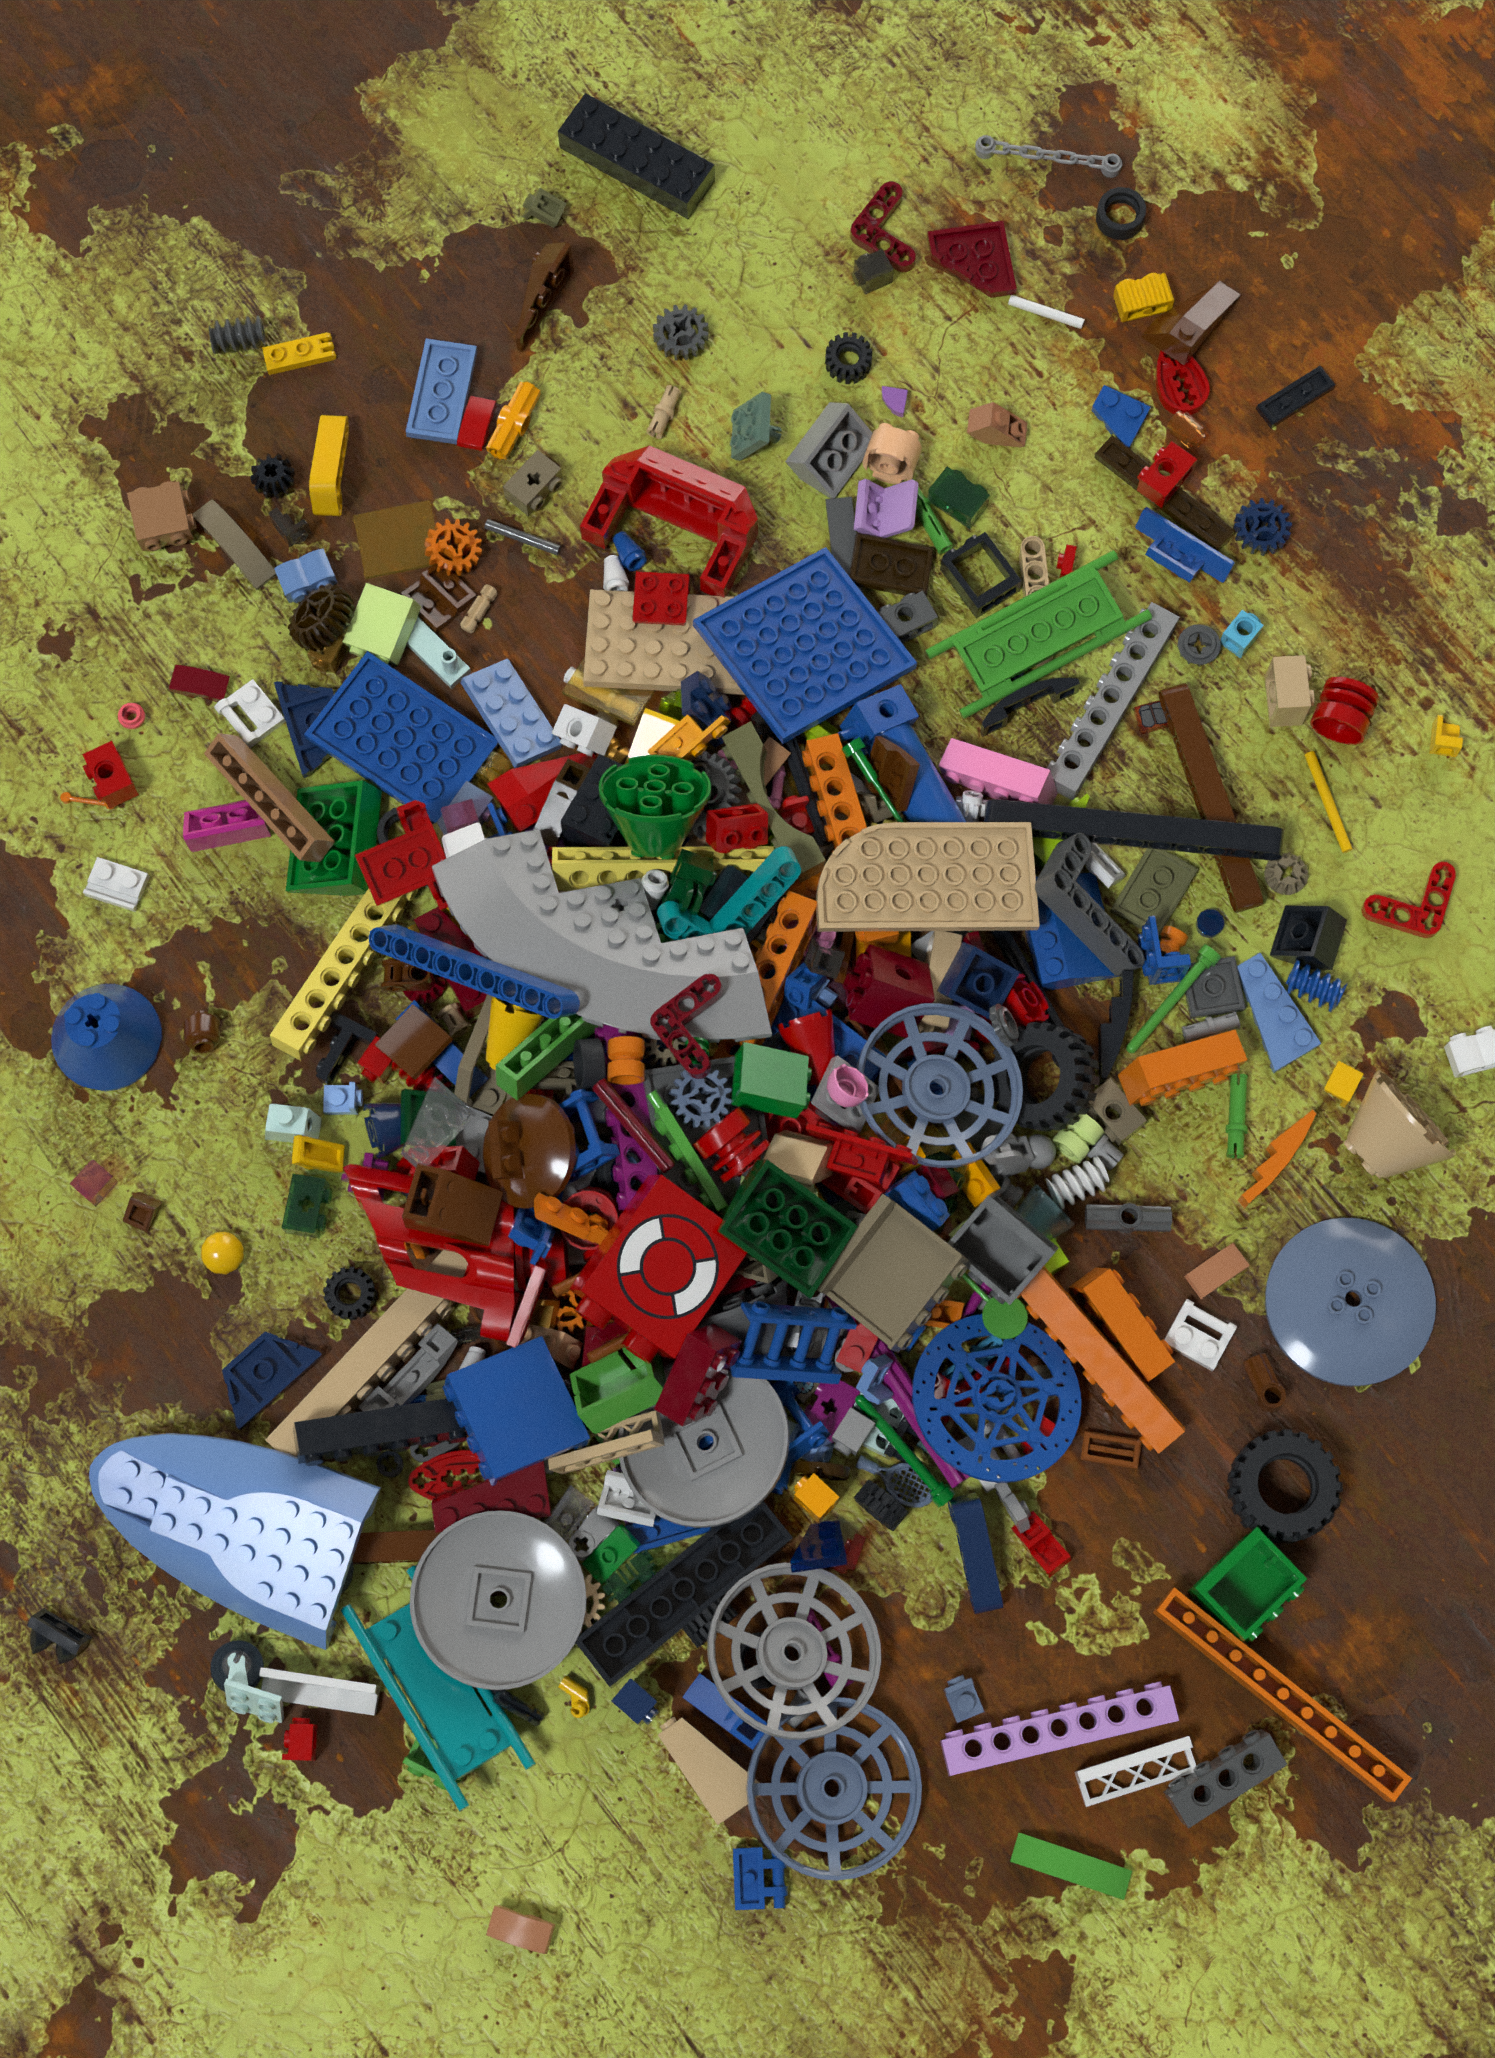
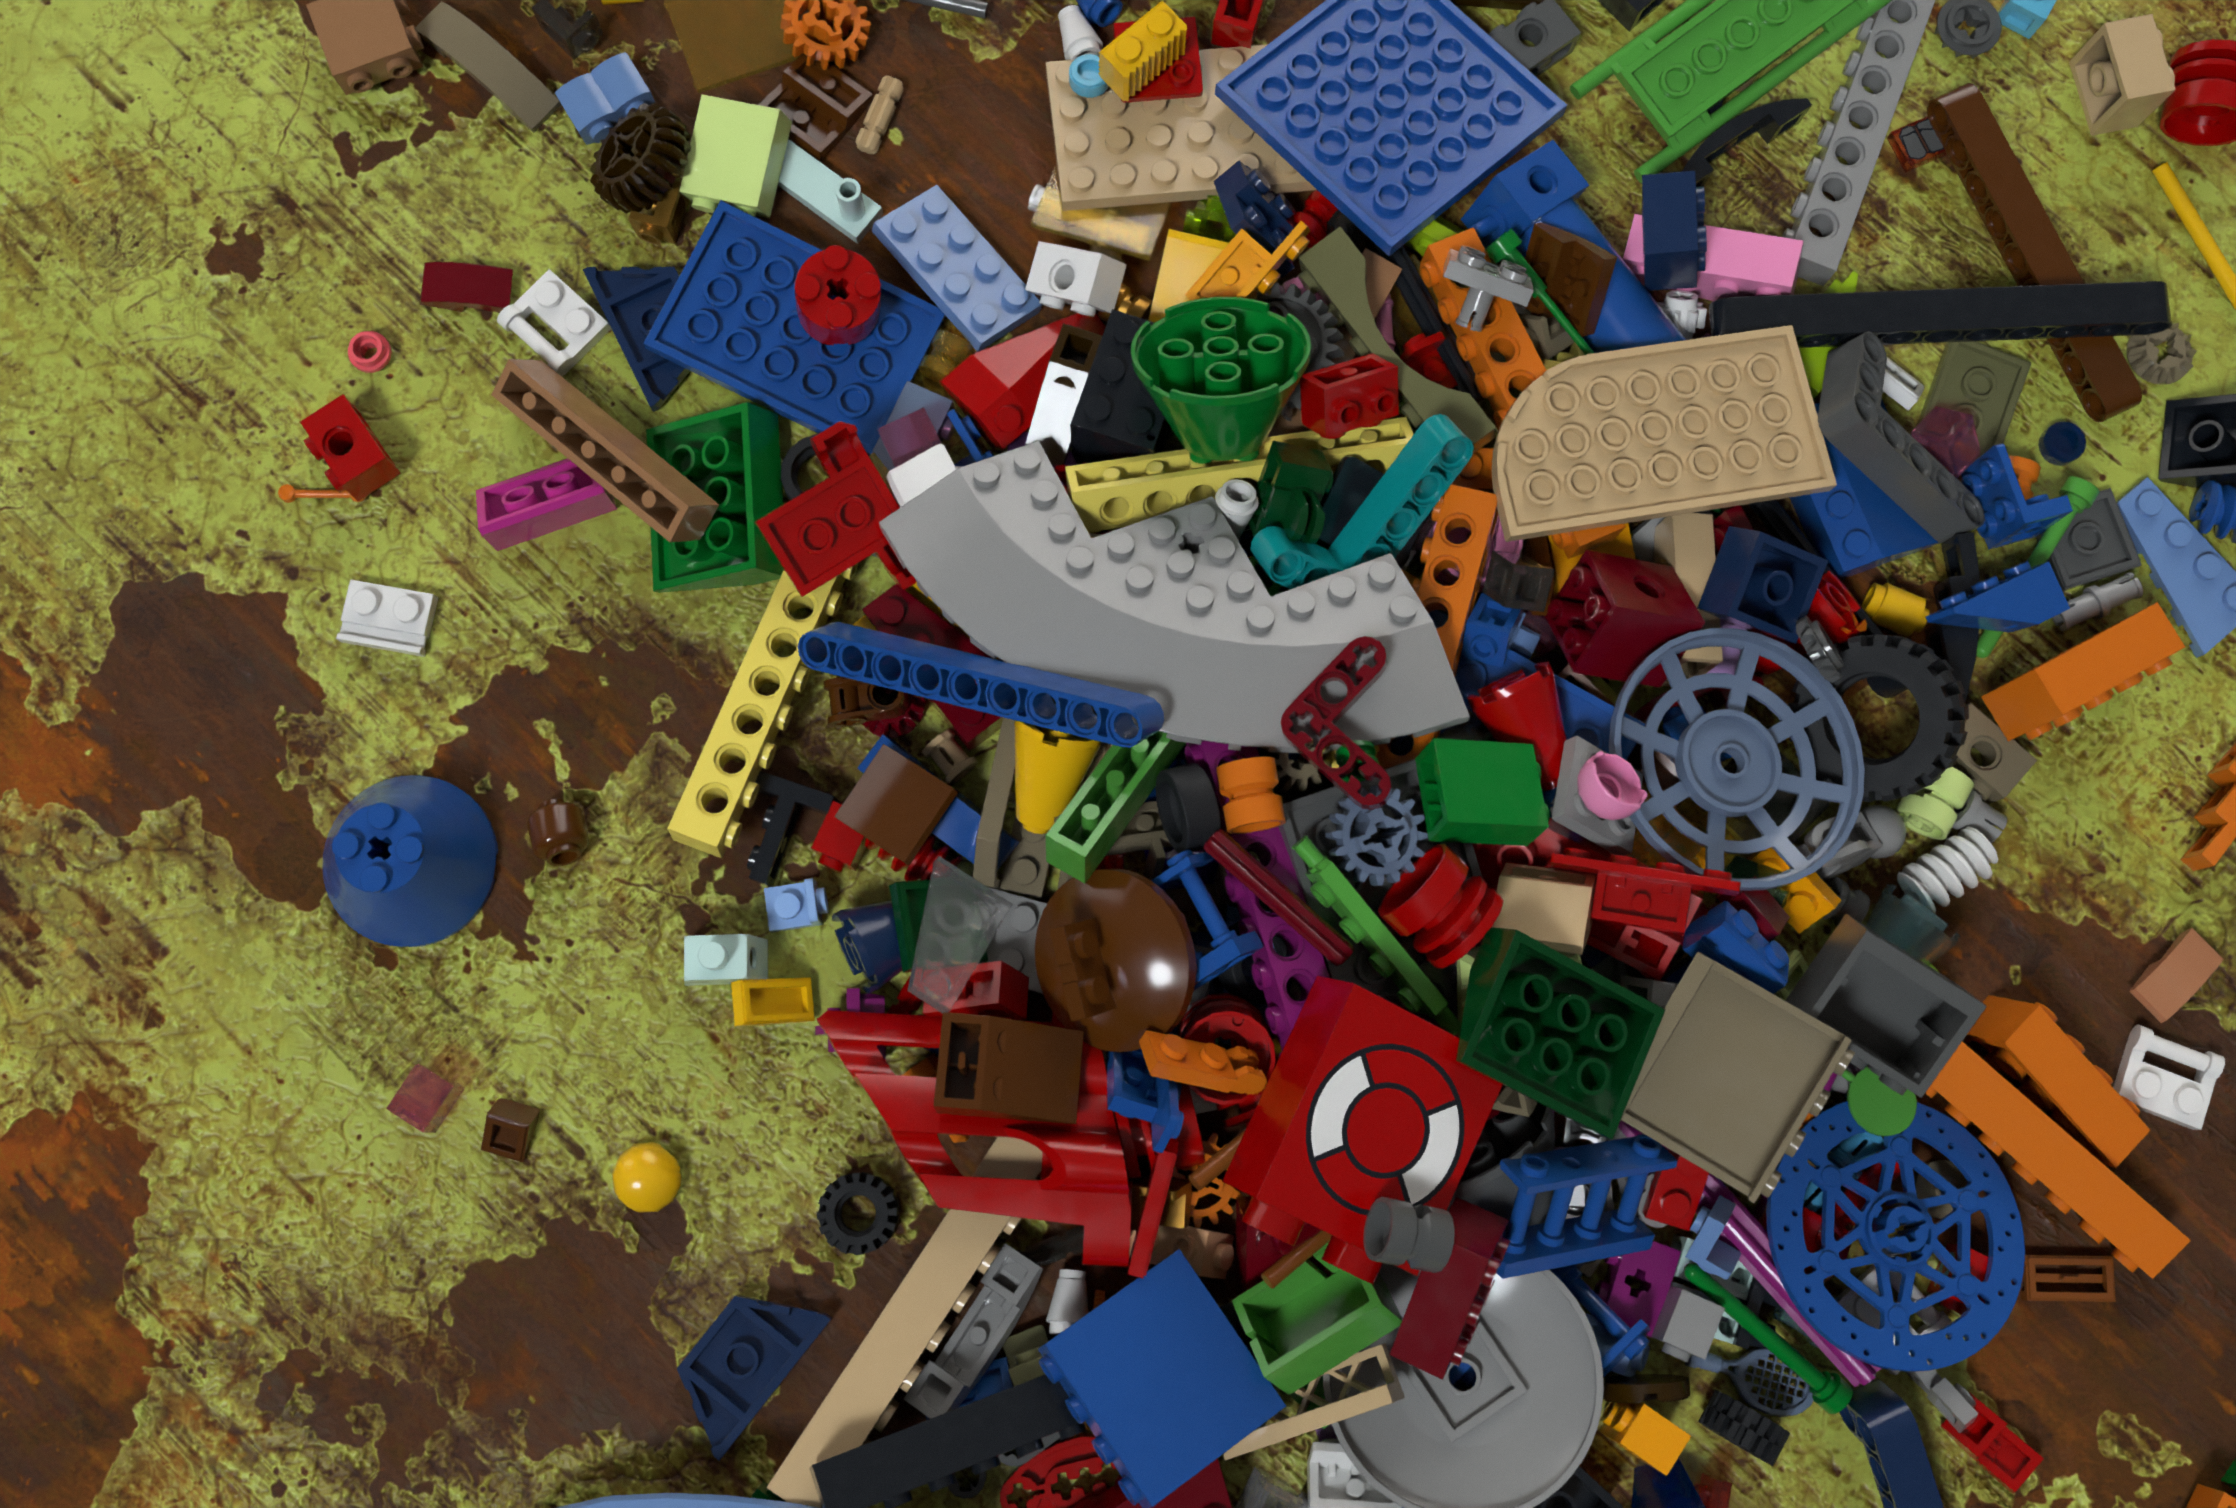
camera: 15 degrees left, 5 degrees up
(301, 1191) = (754, 1064): clear green brick -> none
(431, 707) = (838, 273): none -> red brick
(615, 603) = (1085, 77): none -> medium azure tile
(648, 593) = (1143, 51): none -> yellow brick
(673, 1329) = (1404, 1232): none -> dark grey wheel
(833, 768) = (1485, 282): none -> light grey plate
(964, 752) = (1673, 230): none -> dark blue brick
(1077, 1013) = (1895, 609): none -> yellow brick
(1128, 911) = (1949, 438): none -> clear pink panel
(1144, 1019) = (2007, 605): none -> blue slope
(1146, 1218) = (2053, 911): dark grey piece -> none
(1237, 1113) = (2161, 735): bright green pin -> none

